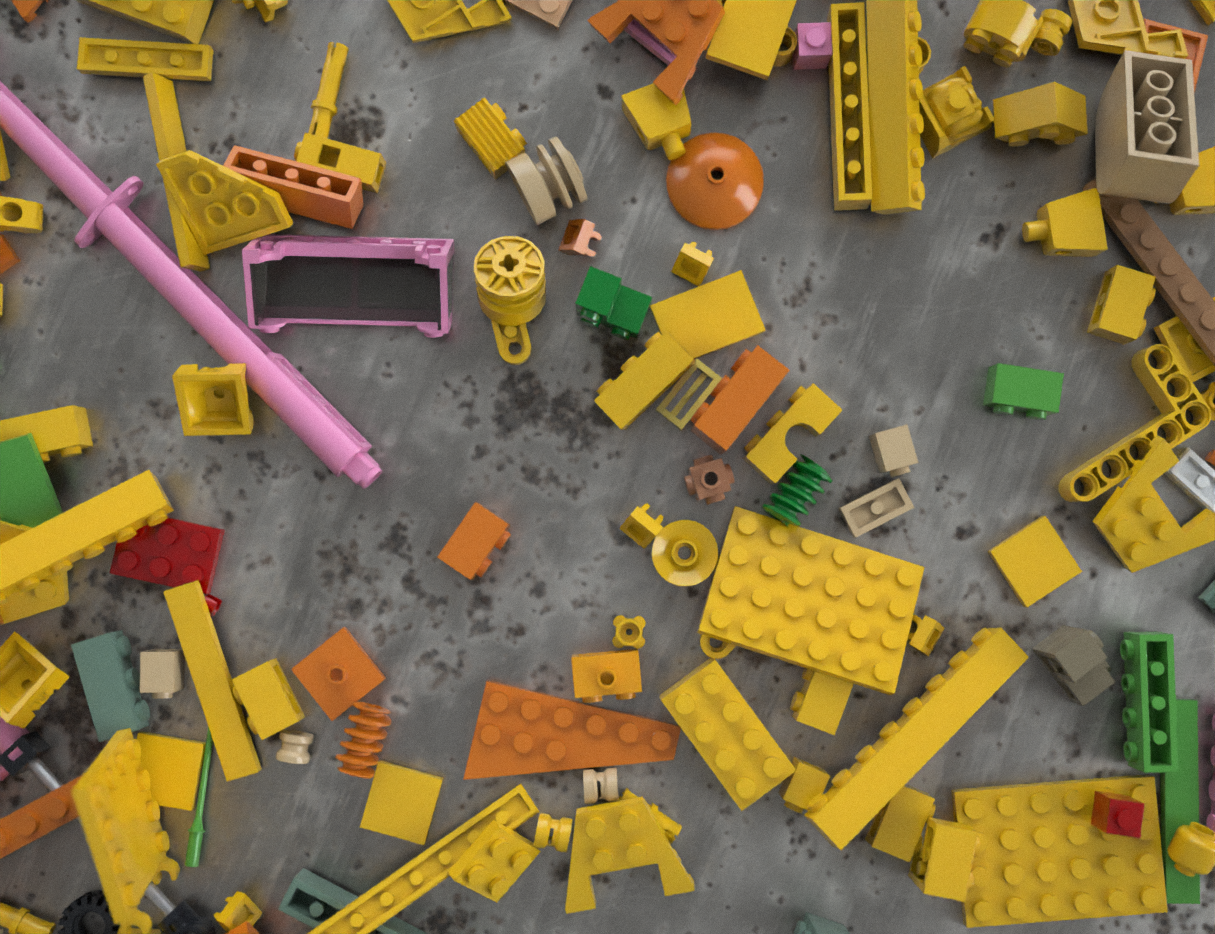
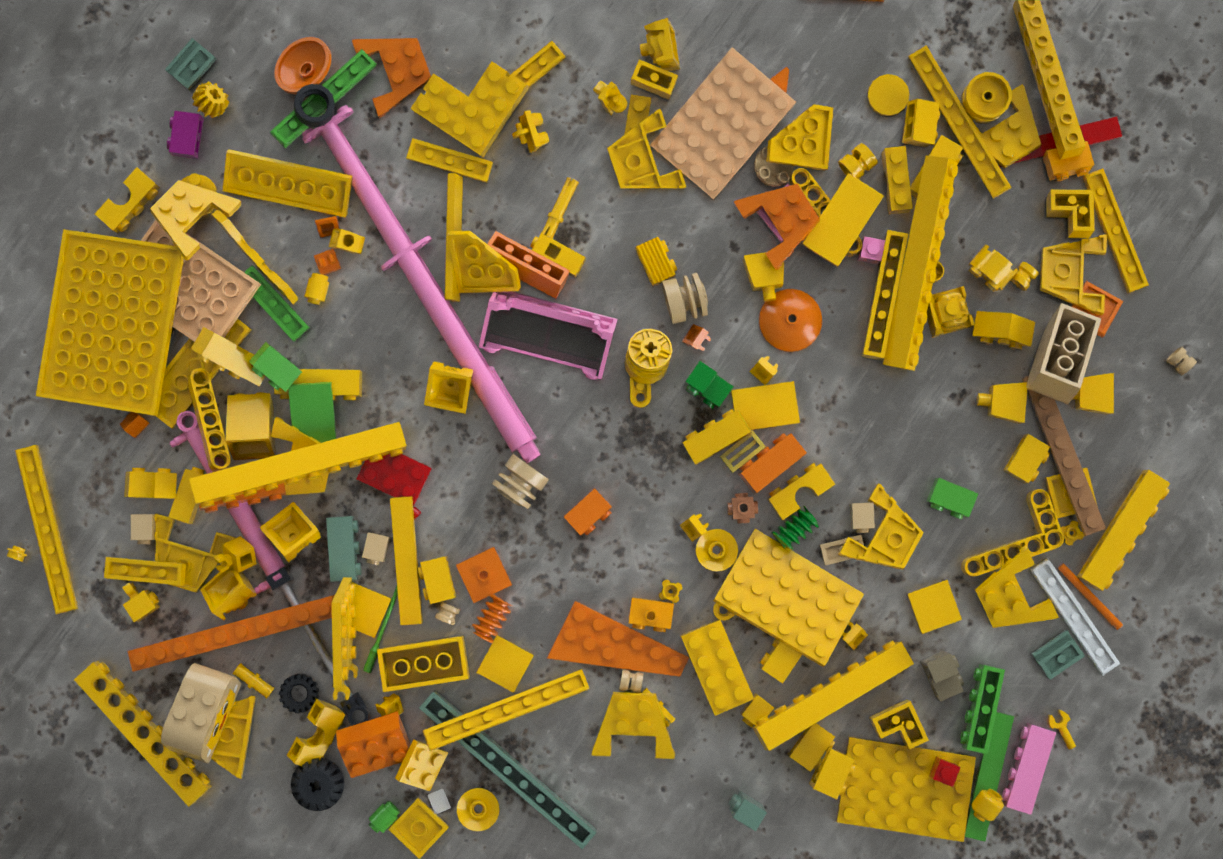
camera: 10 degrees right, 0 degrees up
(272, 835) = (423, 663): none -> yellow brick
(358, 519) = (520, 482): none -> tan wheel
(494, 861) = (555, 712): yellow plate -> none
(560, 833) = (599, 706): yellow wheel -> none
(949, 474) = (893, 539): none -> yellow wing
(1026, 747) = (900, 718): none -> yellow brick

